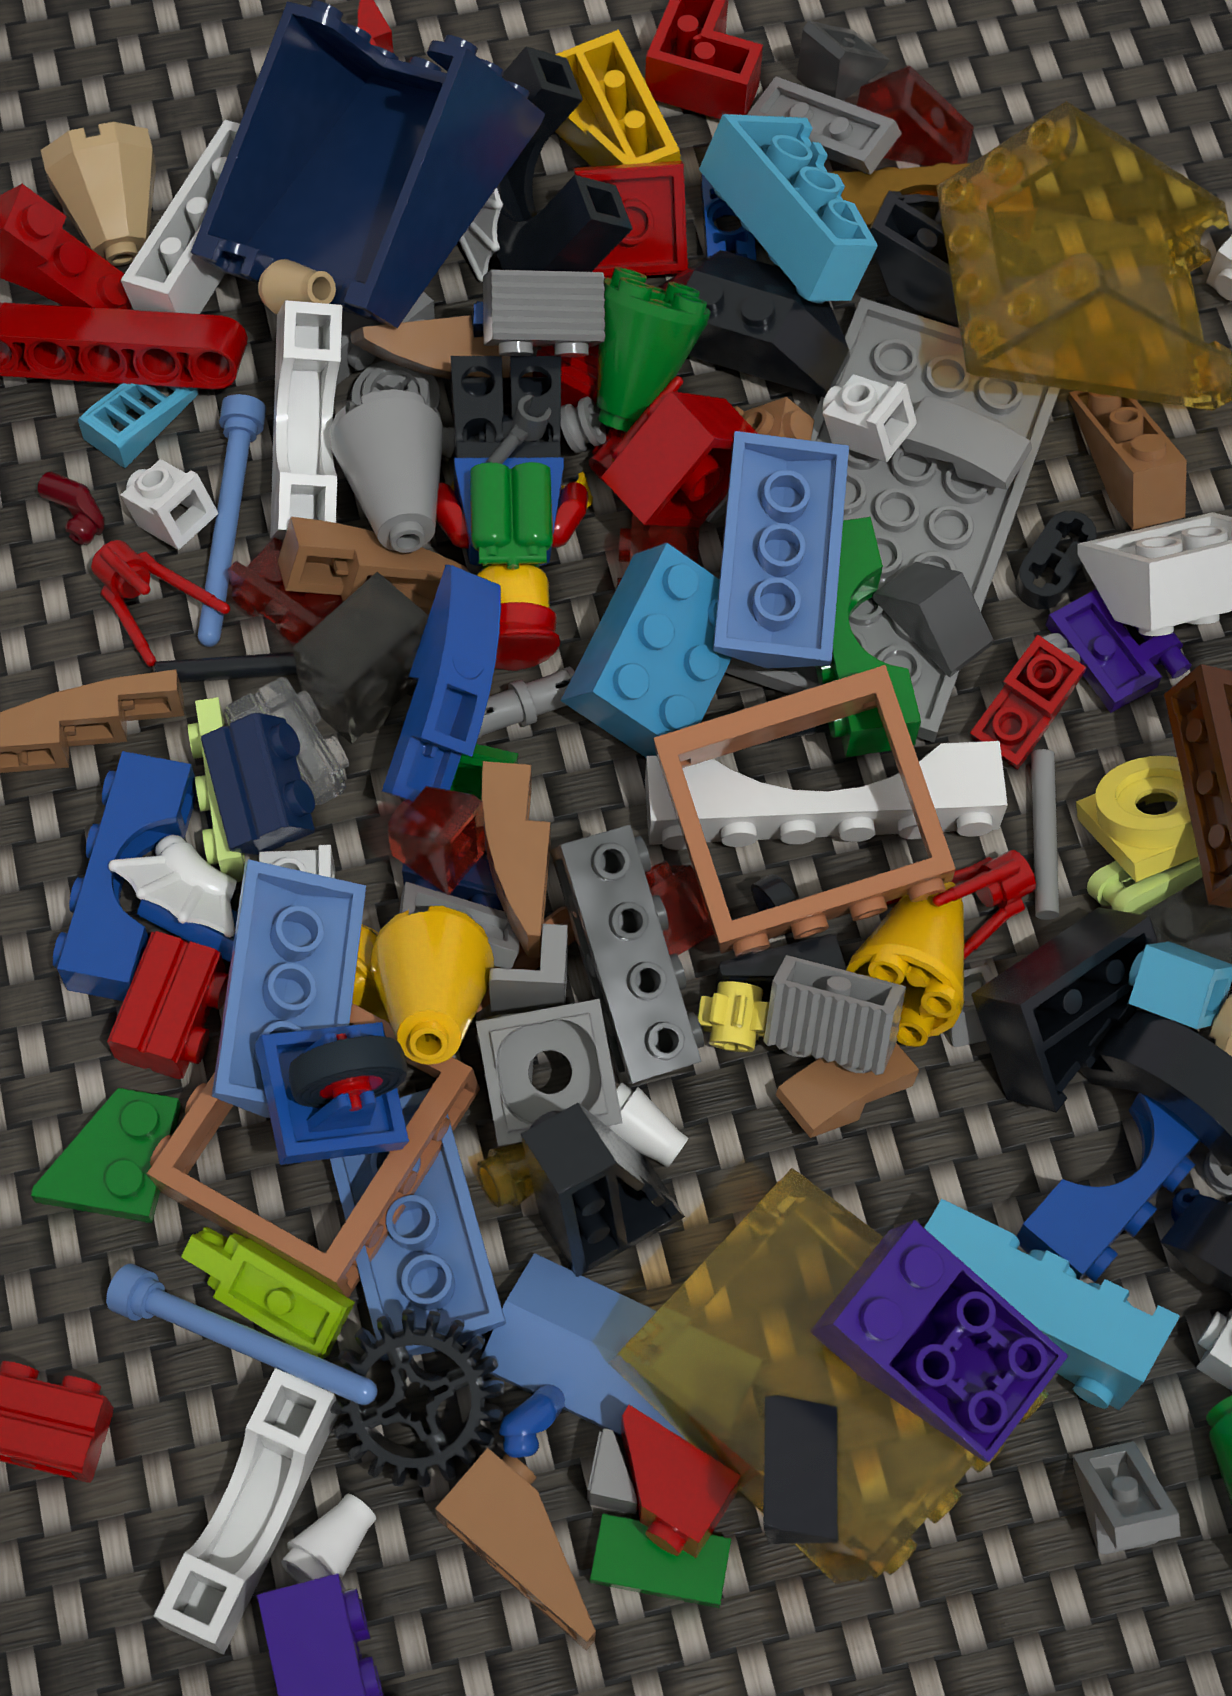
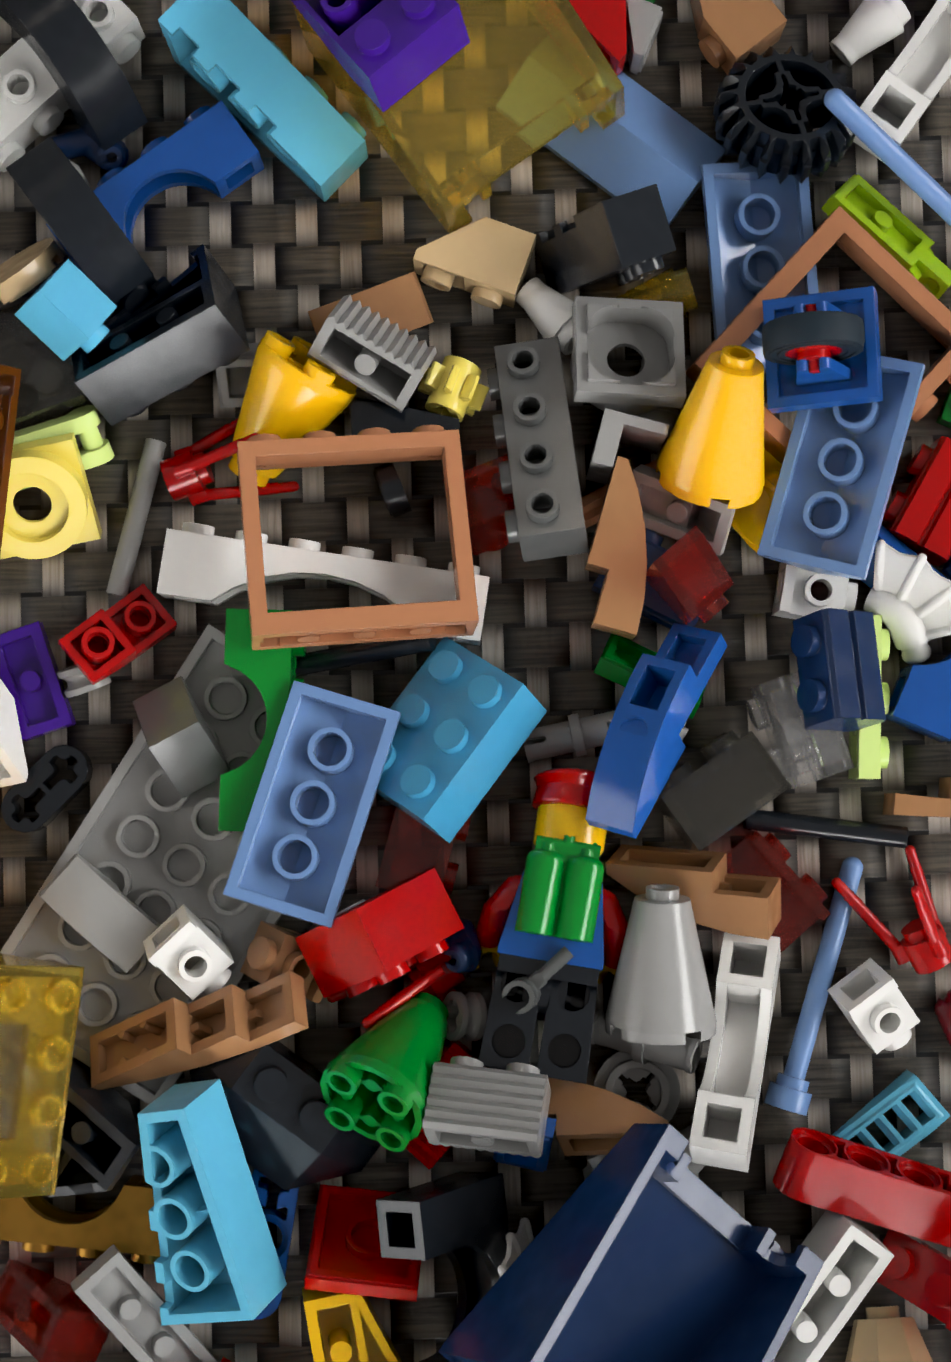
camera: 165 degrees left, 20 degrees up
(294, 282) = (729, 1191): tan cone -> none
(531, 1418) = (693, 80): blue arm -> none
(590, 470) = (464, 949): none -> dark blue arm
(737, 1166) = (480, 259): none -> tan slope
(839, 348) = (196, 1034): none -> medium nougat slope

